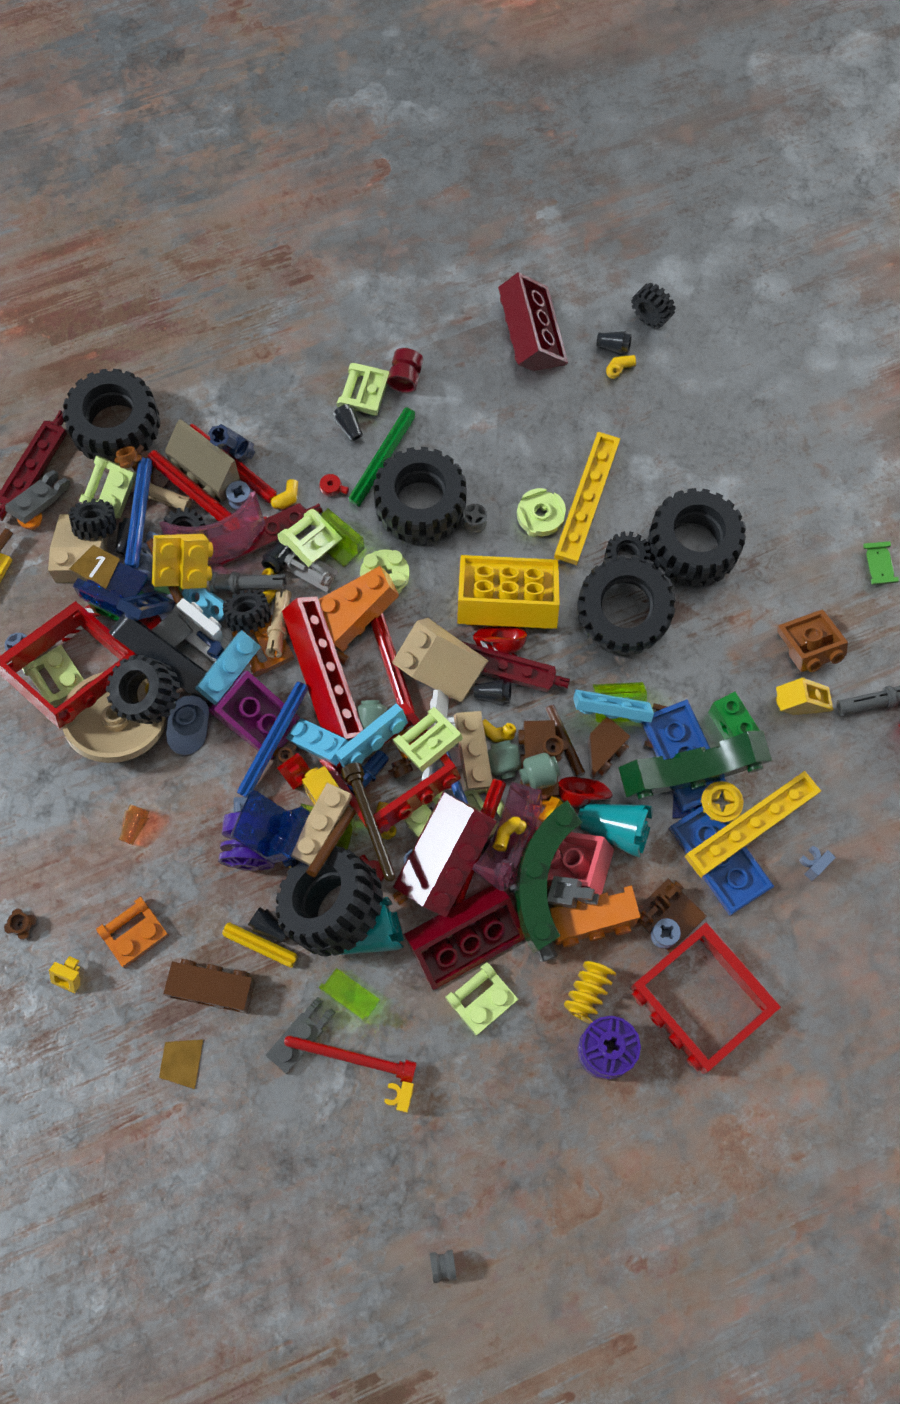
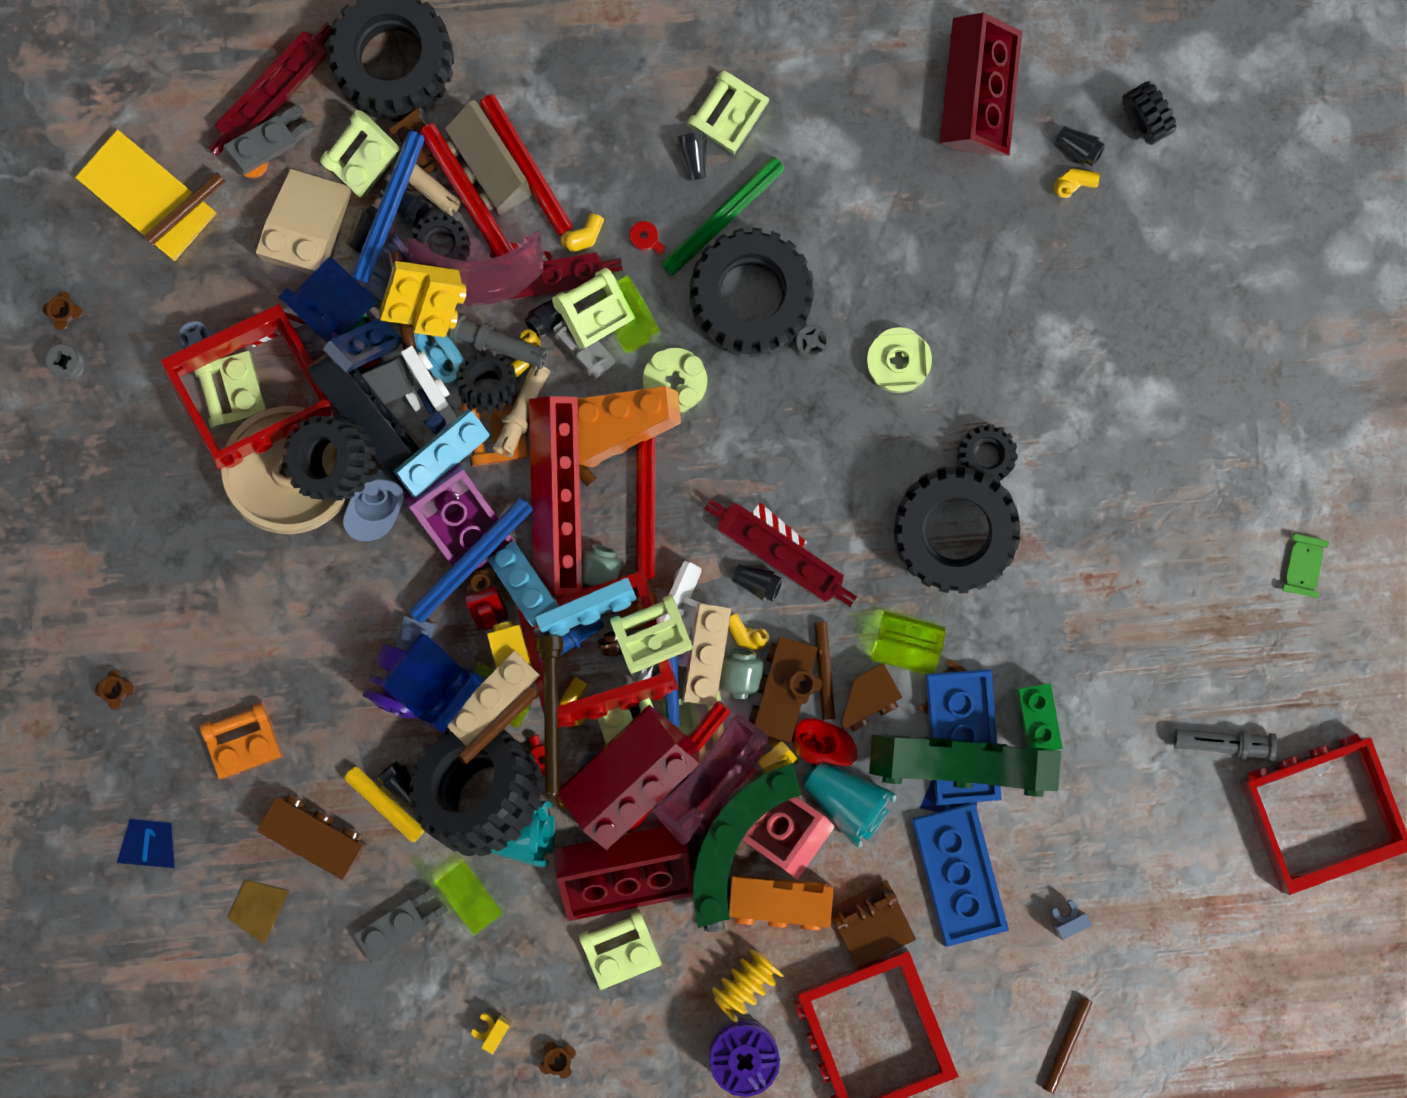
camera: 15 degrees right, 15 degrees up
(66, 975) = (152, 769): yellow tile -> none
(78, 1039) = (148, 844): none -> clear blue sticker
(92, 519) = (328, 212): black tyre -> none
(96, 565) = (316, 268): pearl gold sticker -> none
(127, 457) = (394, 125): dark orange plate -> none
(133, 823) = (276, 610): clear orange cone -> none
(155, 511) = (412, 205): none -> black cone
(231, 442) = (531, 149): dark blue piece -> none
(236, 487) = (527, 221): sand blue wheel -> none
(403, 1070) = (503, 1002): red piece -> none
(405, 370) = (787, 109): dark red wheel -> none
(439, 660) = (703, 524): tan slope -> none
(455, 1110) = (550, 1066): none -> reddish brown plate
(503, 639) = (793, 516): red cap -> none
(508, 592) = (820, 455): yellow slope -> none
(513, 825) = (711, 768): yellow arm -> none
(540, 771) = (775, 711): sand green head -> none
(567, 891) = (758, 868): dark grey plate -> none
(587, 498) = (965, 358): yellow plate -> none
(613, 706) = (894, 653): medium azure plate -> none
(661, 937) = (856, 941): sand blue wheel -> none
(700, 509) = (1117, 438): black tyre -> none
(730, 794) = (998, 805): yellow gear -> none
(752, 824) = (1011, 850): yellow plate -> none
(803, 697) = (1136, 713): yellow slope -> none
(813, 641) = (1176, 644): dark orange plate -> none
(853, 960) = (1068, 1045): none -> reddish brown bar

